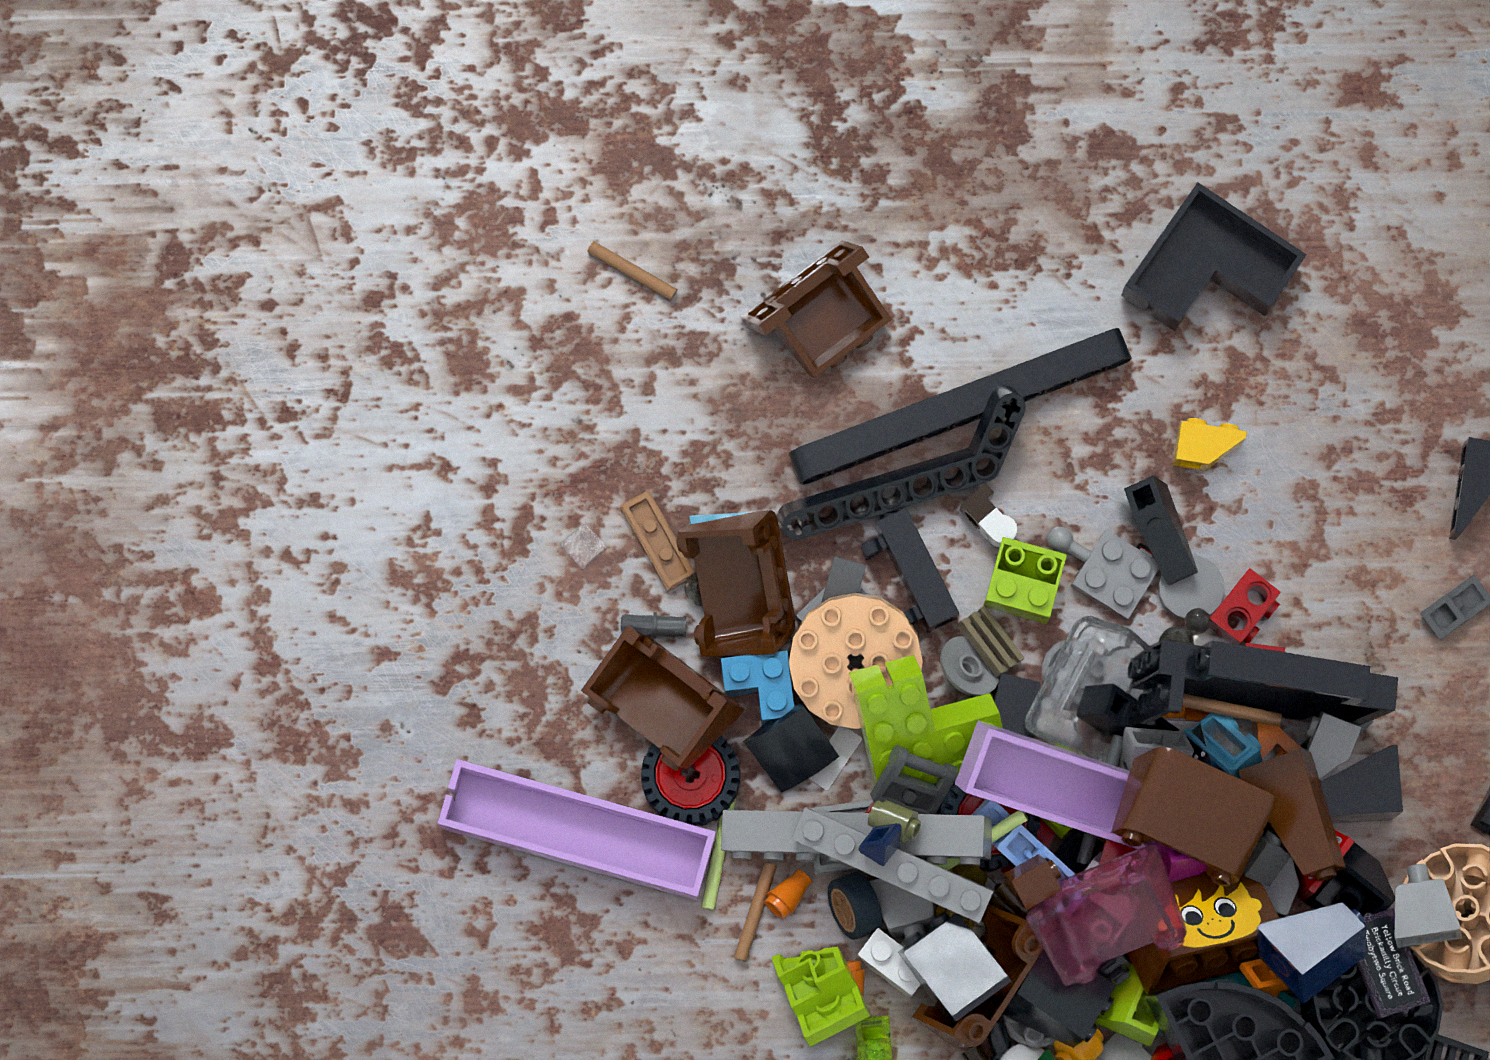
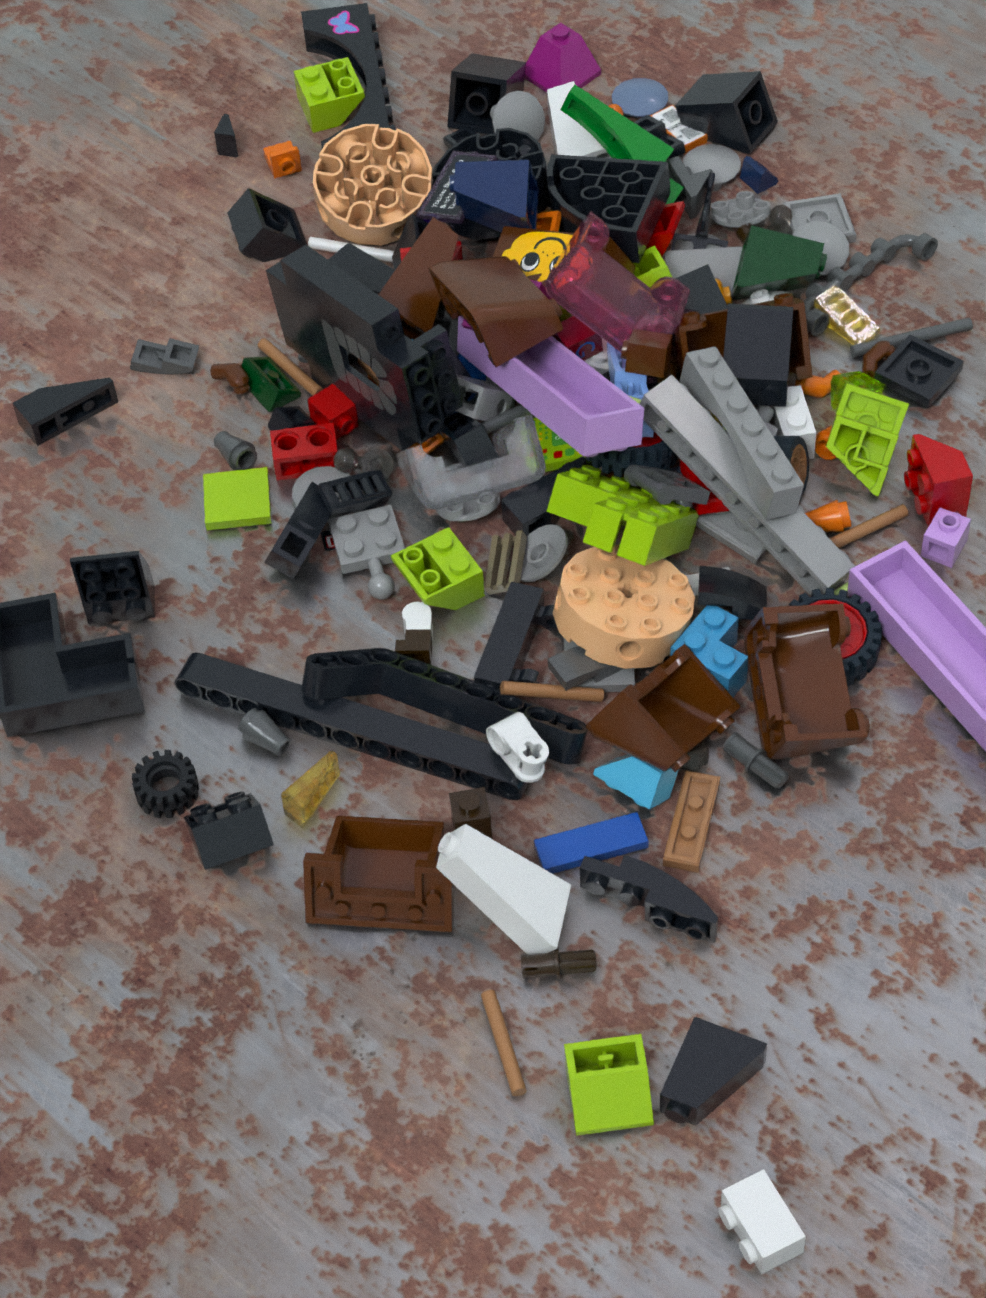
camera: 130 degrees left, 25 degrees down
(363, 285) = (761, 1222): none -> white brick
(481, 357) = (708, 1071): none -> black slope
(534, 290) = (608, 1084): none -> lime slope
(583, 546) = (760, 858): clear plate -> none
(615, 457) = (665, 898): none -> black slope
(646, 351) = (558, 963): none -> dark brown axle
(683, 951) = (945, 537): none -> lavender brick
(709, 462) = (596, 841): none -> blue tile
(715, 357) = (506, 887): none -> white slope
(725, 991) = (937, 477): none -> red slope
(804, 403) = (472, 809): none -> dark brown brick
(819, 470) = (519, 747): none -> white piece
(846, 548) = (551, 691): none -> medium nougat bar
(881, 843) = (739, 422): dark blue slope -> none
(890, 813) = (713, 442): olive brick -> none
(907, 1038) = (817, 386): none -> orange arm
(934, 324) = (309, 790): none -> clear yellow slope
(960, 253) = (228, 829): none -> black slope
(1016, 347) = (263, 731): none -> dark grey cone
(1048, 233) = (171, 799): none -> black tyre
(1153, 622) = (371, 483): none -> black slope
(1204, 445) = (209, 564): yellow slope -> none
(1240, 355) = (114, 587): none -> black slope
(1252, 526) = (237, 498): none -> lime tile
(1289, 632) = (289, 418): none -> black slope
(1299, 564) = (236, 451): none -> dark grey cone
(1352, 651) = (269, 383): none -> dark green slope
(1381, 635) = (234, 374): none -> reddish brown arm
(1401, 869) = (335, 246): none -> white bar
(1424, 910) = (401, 184): light grey torso -> none

